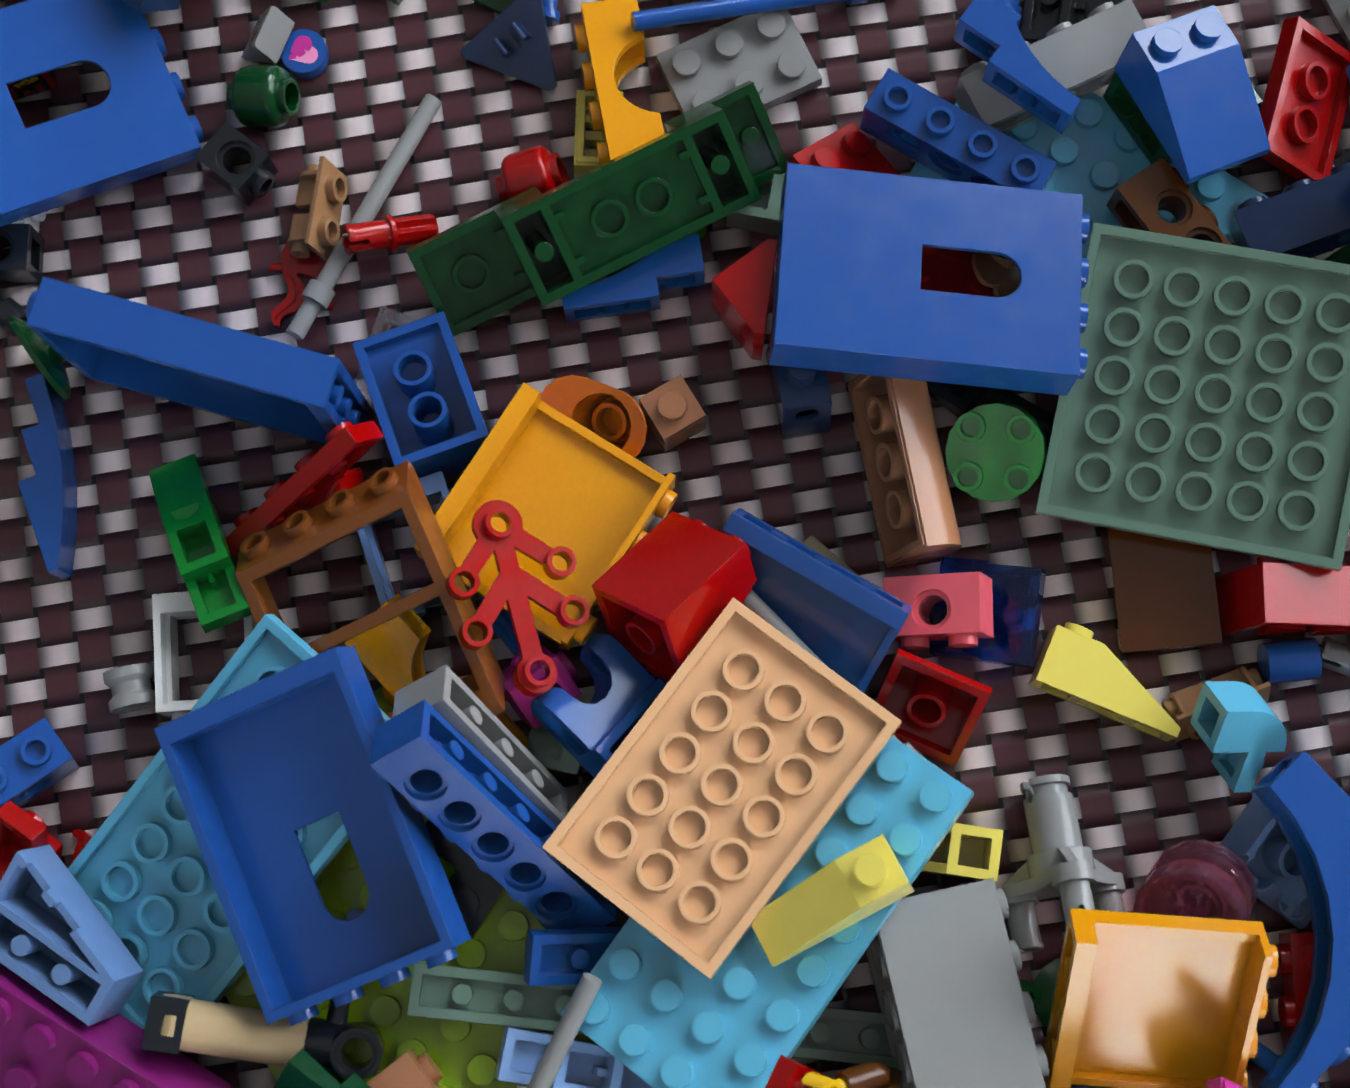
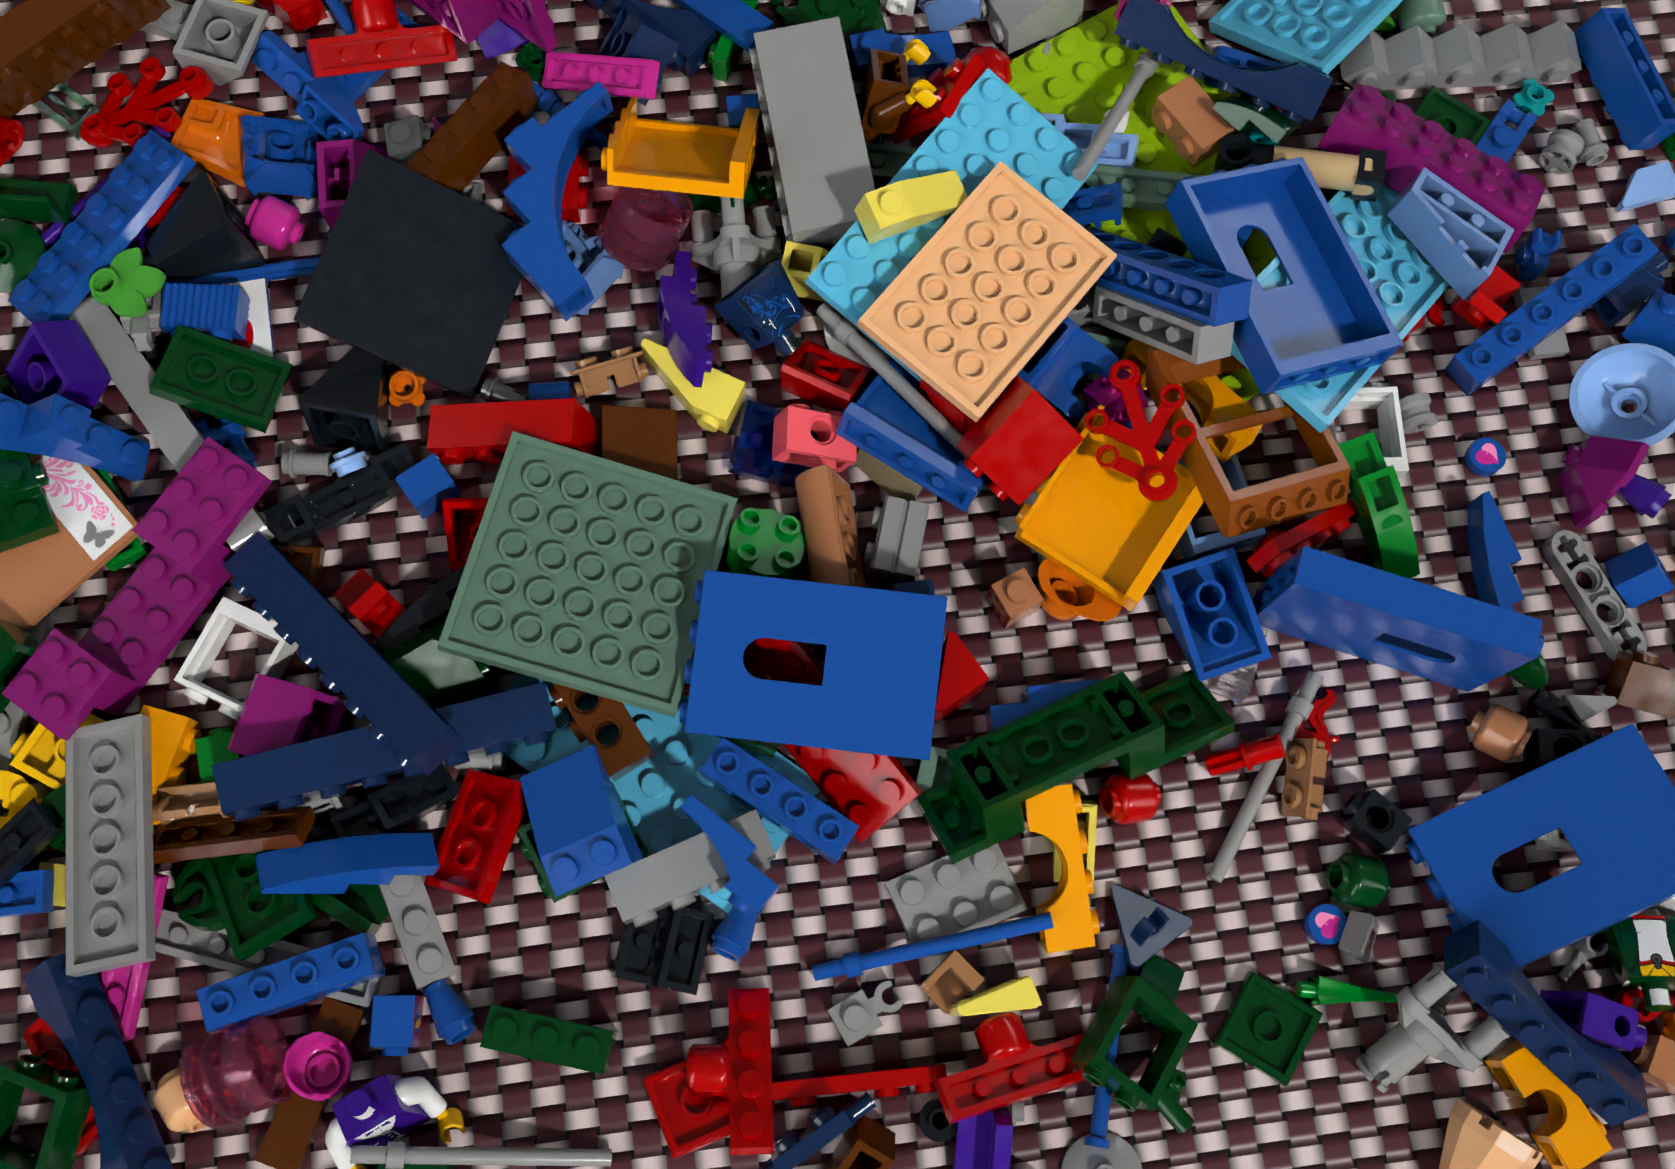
camera: 170 degrees right, 5 degrees down
(41, 637) = (1485, 457): none -> blue tile
(72, 264) = (1500, 732): none -> nougat head
(822, 484) = (898, 539): none -> light grey brick
(1020, 781) = (764, 309): none -> dark blue torso
(1125, 748) = (684, 322): none -> dark purple slope
(1238, 731) = (600, 337): medium azure brick -> none

